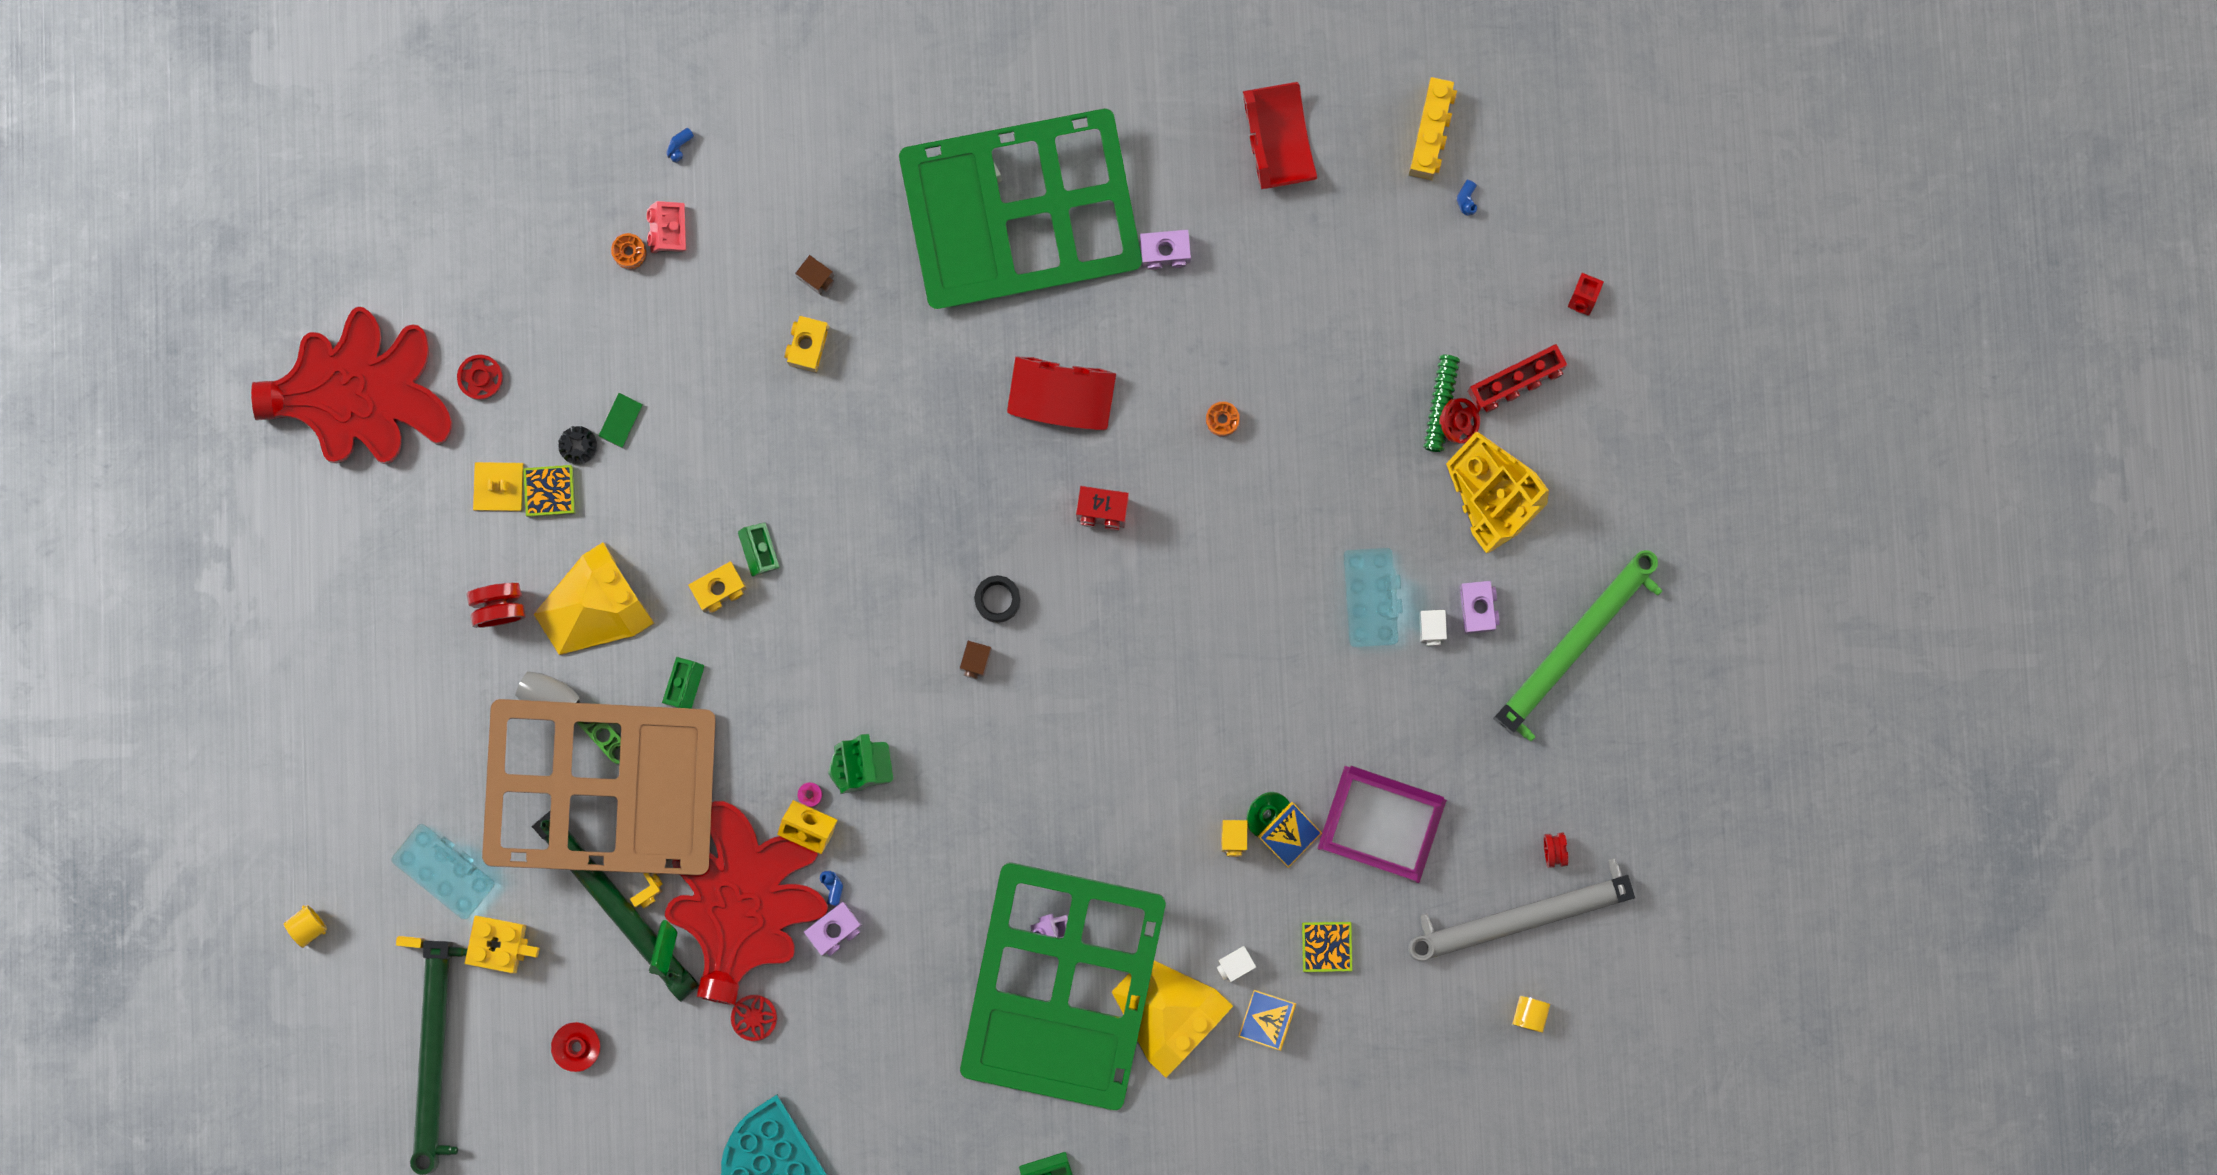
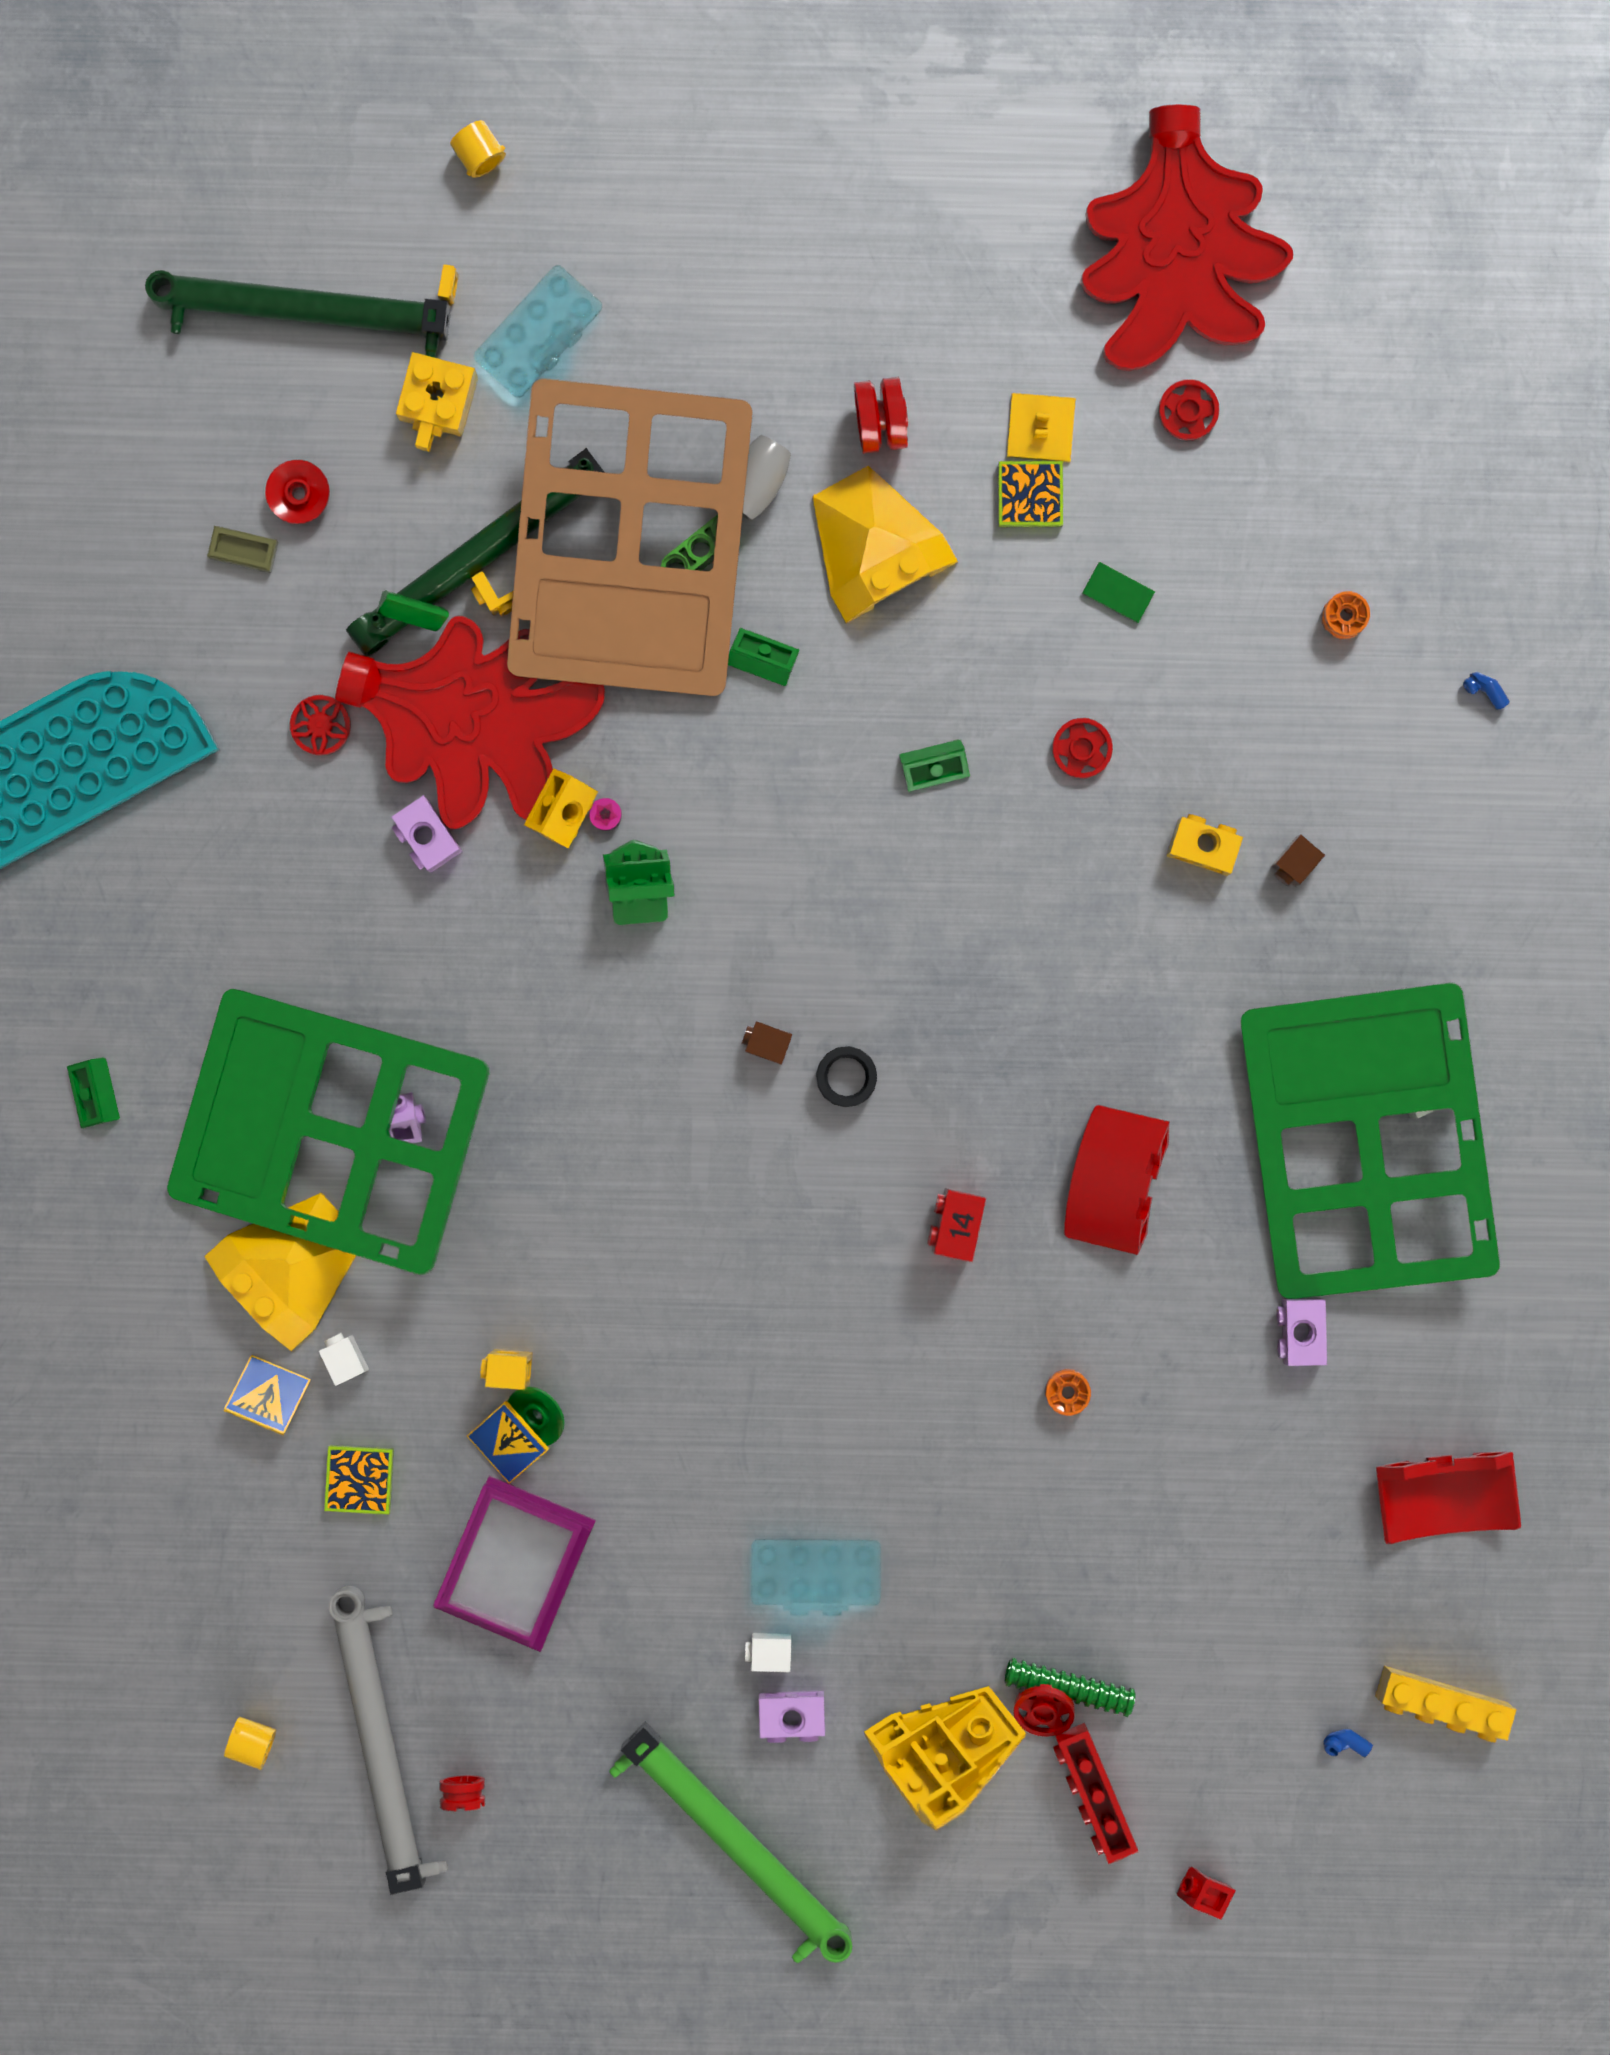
camera: 90 degrees right, 5 degrees up
(577, 456) = (1089, 549): black gear -> none
(621, 1087) = (242, 549): none -> olive tile
(666, 227) = (1375, 667): coral bracket -> none
(703, 587) = (885, 689): yellow brick -> none
(739, 440) = (1082, 748): none -> red wheel
(834, 885) = (483, 839): blue arm -> none

